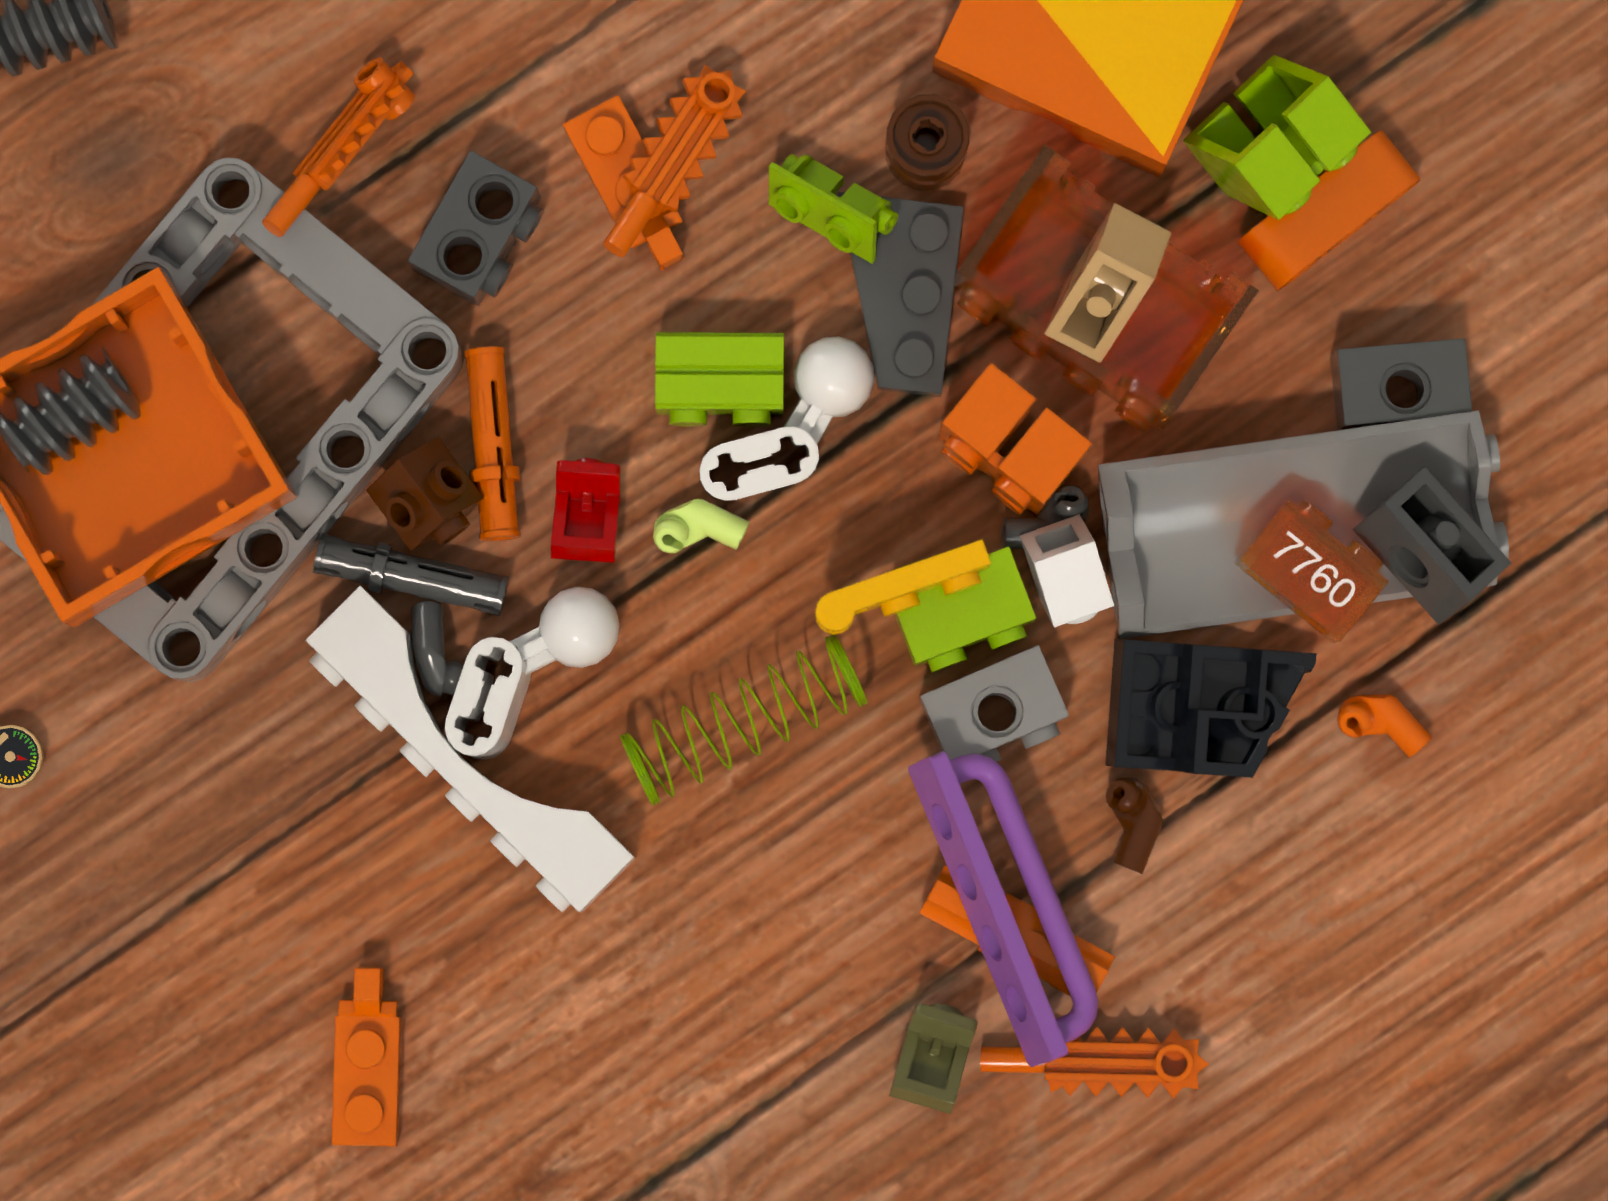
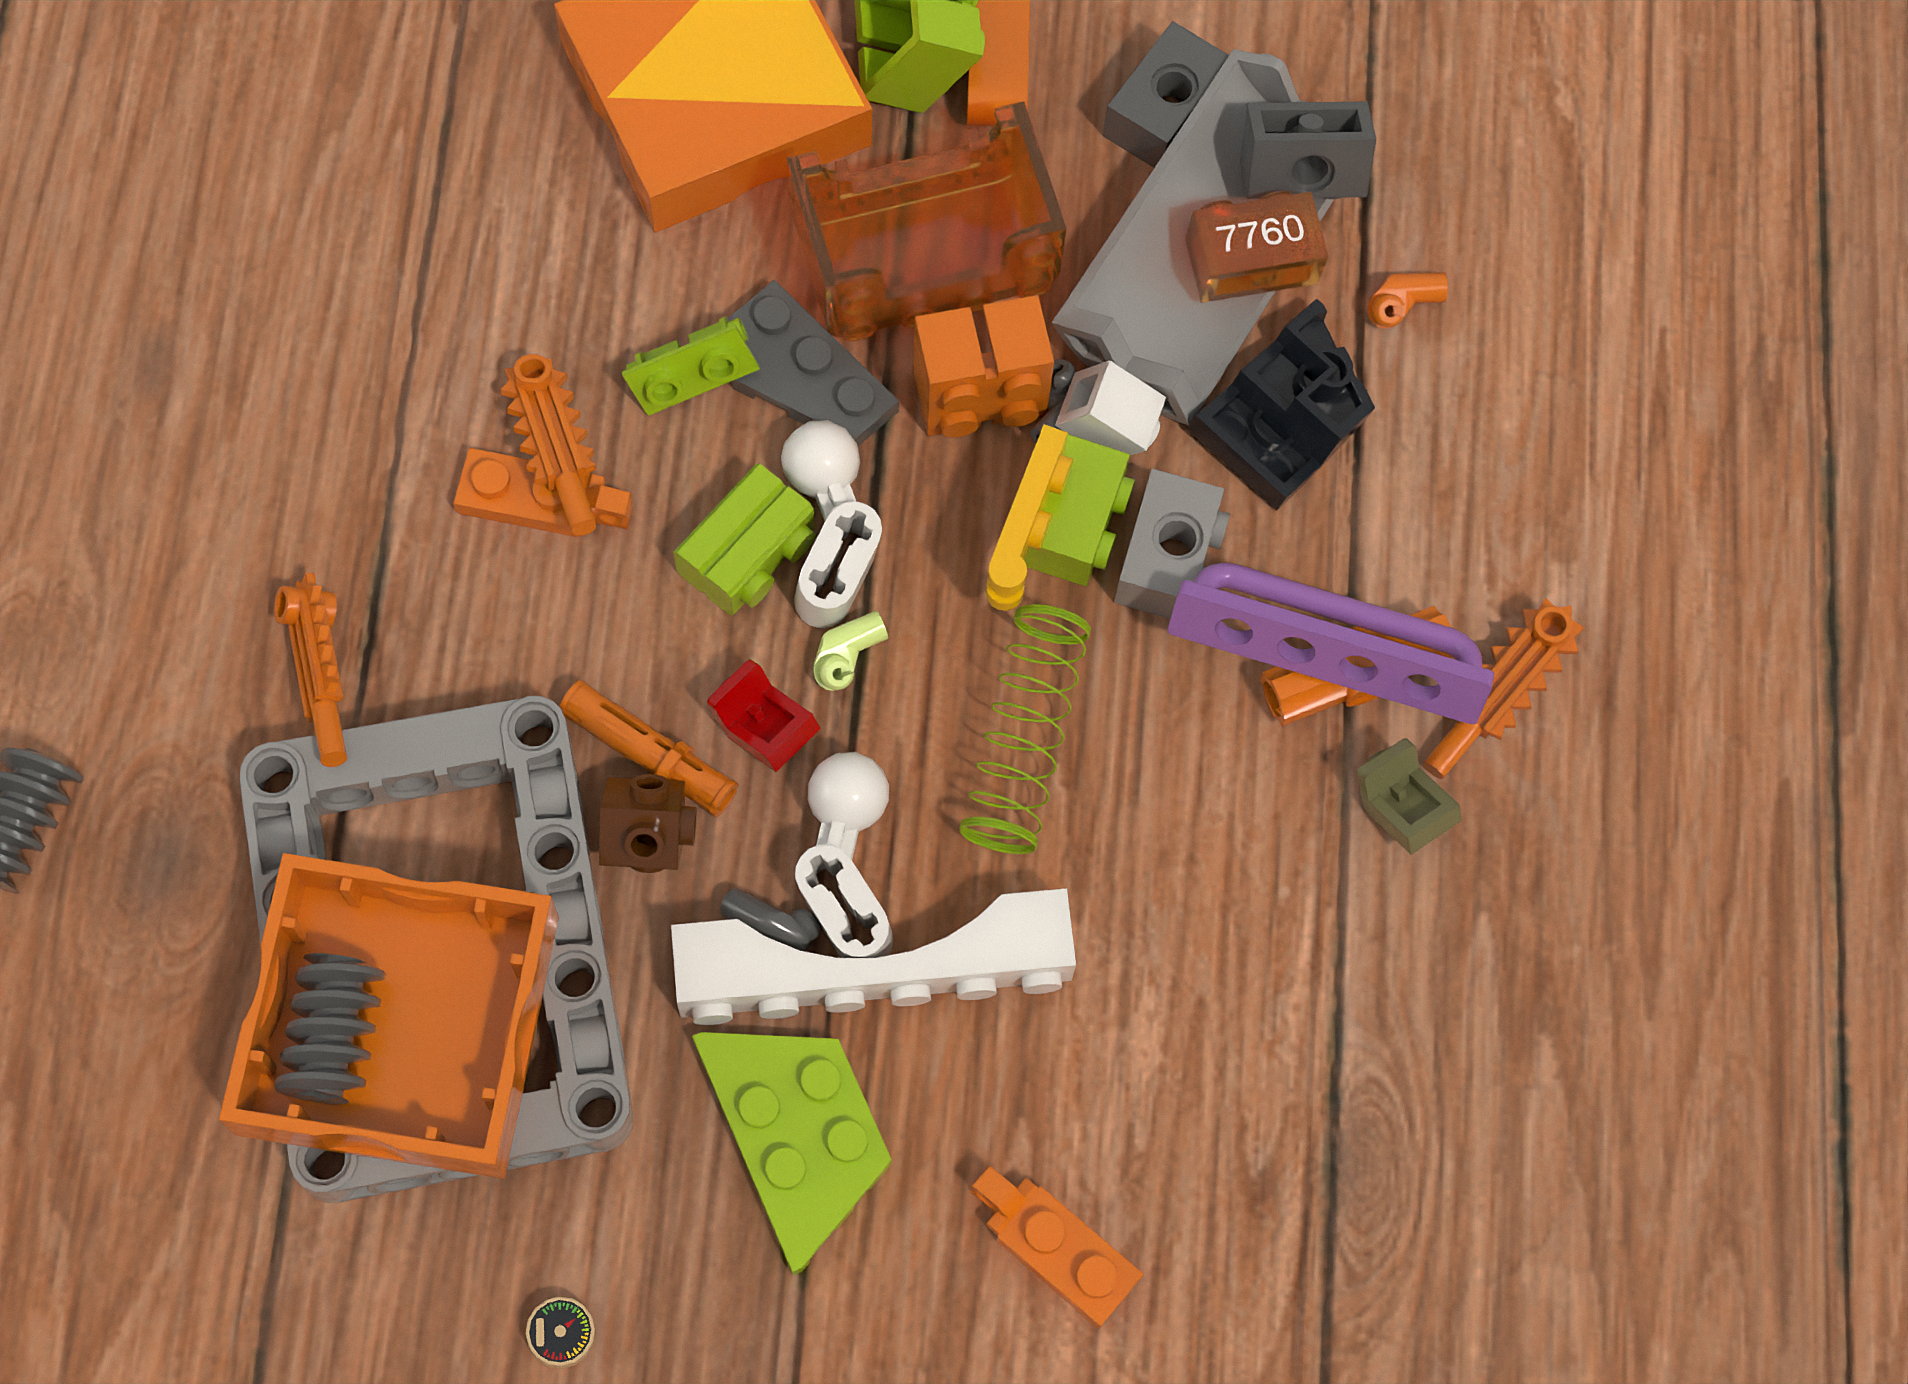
camera: 55 degrees left, 15 degrees down
(295, 804) = (797, 1130): none -> lime wing
(398, 571) = (694, 890): dark grey pin -> none
(460, 223) = (467, 628): dark grey brick -> none
(926, 142) = (705, 260): reddish brown wheel -> none
(1108, 283) = (924, 207): tan brick -> none
(1138, 818) = (1340, 516): reddish brown arm -> none

